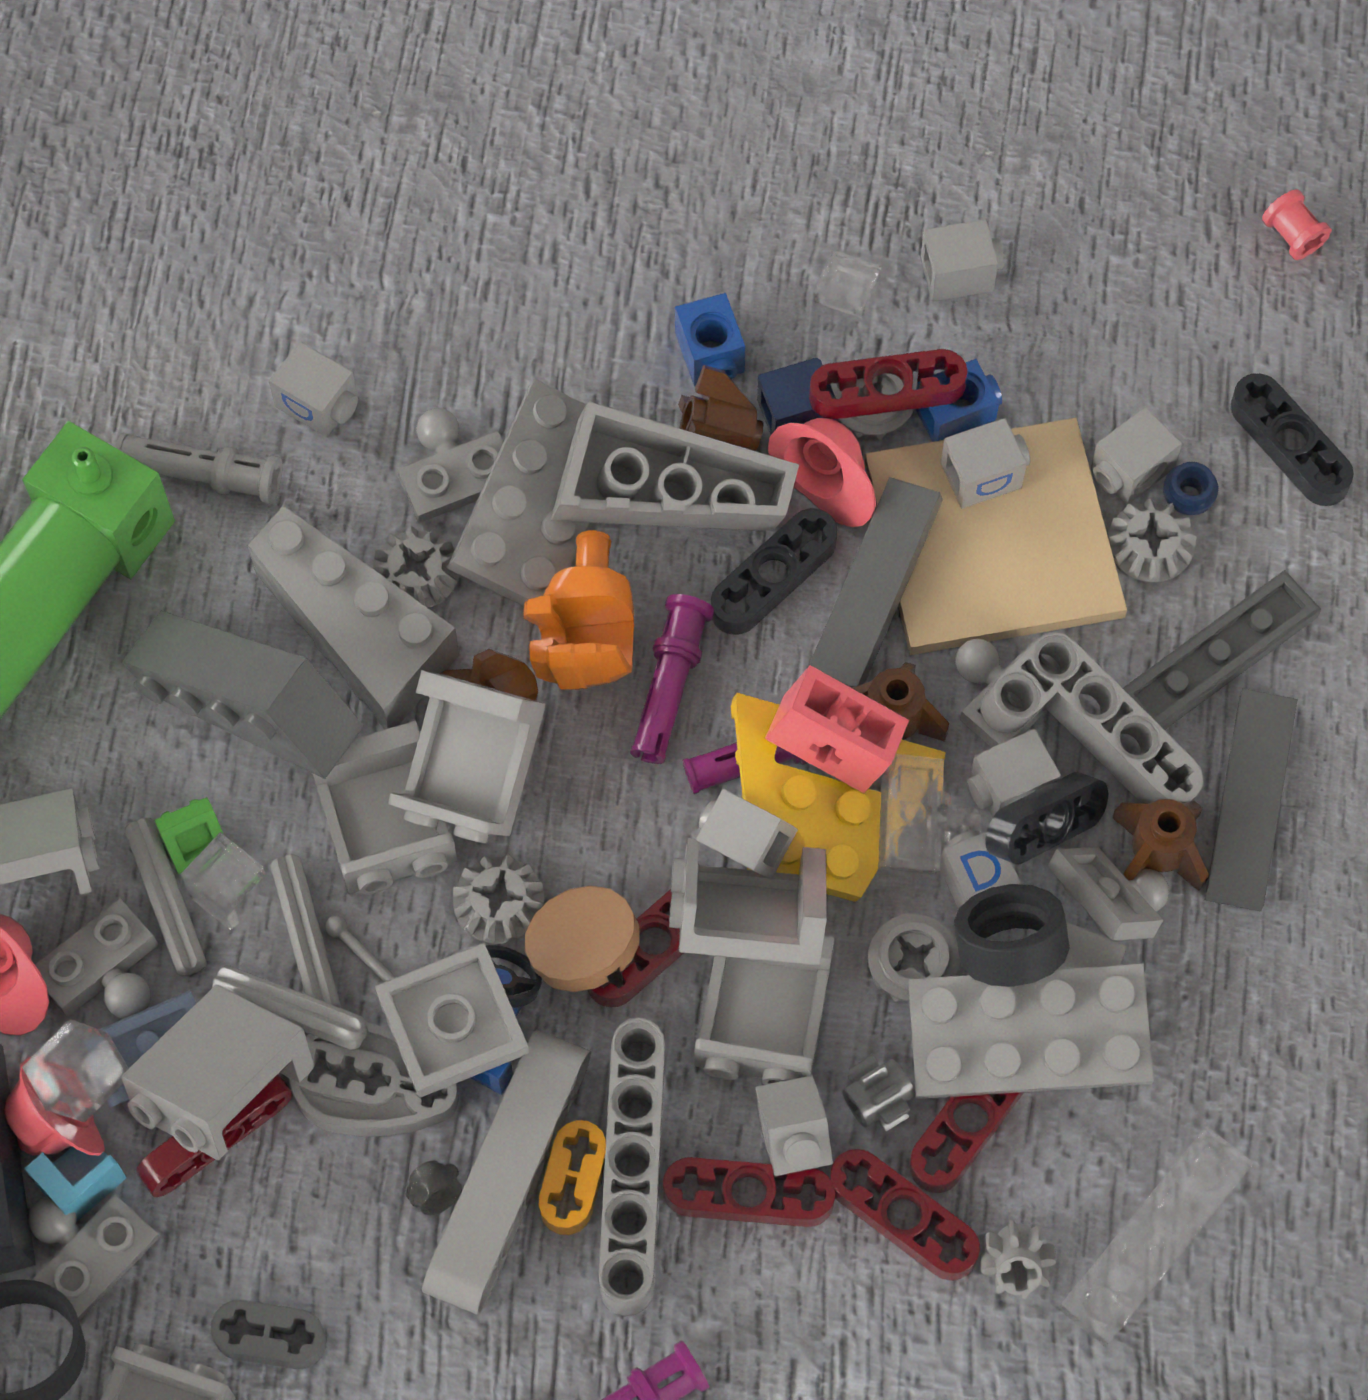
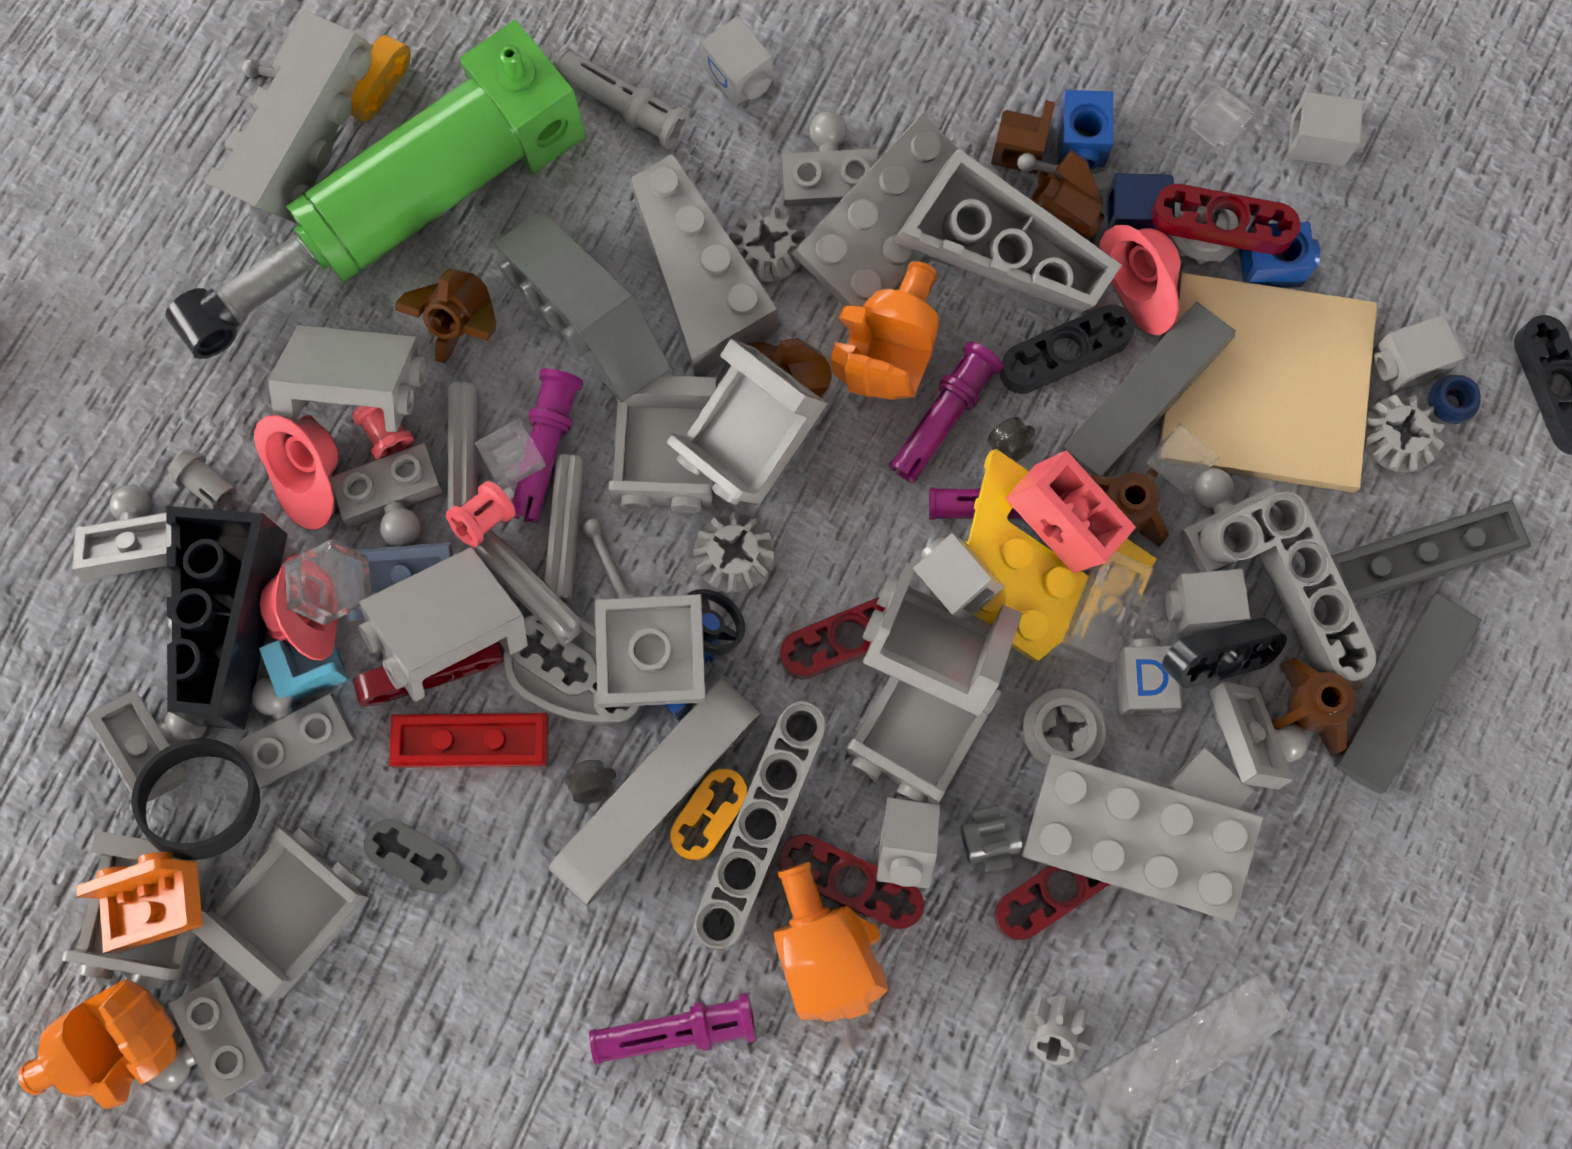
camera: 20 degrees right, 10 degrees up
(62, 895) = (383, 442): none -> coral bush
(101, 747) = (451, 309): none -> reddish brown brick
(188, 831) = (498, 406): bright green tile -> none
(213, 947) = (480, 514): none -> coral bush
(250, 830) = (549, 422): none -> magenta pin
(284, 1193) = (469, 740): none -> red tile
(581, 938) = (789, 614): medium nougat tile -> none
(648, 372) = (1020, 135): none -> reddish brown panel
(663, 393) = (1028, 162): none -> light grey hinge
(749, 1266) = (826, 953): none -> orange piece
(751, 679) = (1012, 438): none -> clear smoke plate
(934, 641) = (1182, 459): none -> clear tile
(949, 1228) = (1007, 978): dark red beam -> none
(984, 462) = (1284, 316): light grey brick -> none
(1018, 960) = (1152, 778): black tyre -> none

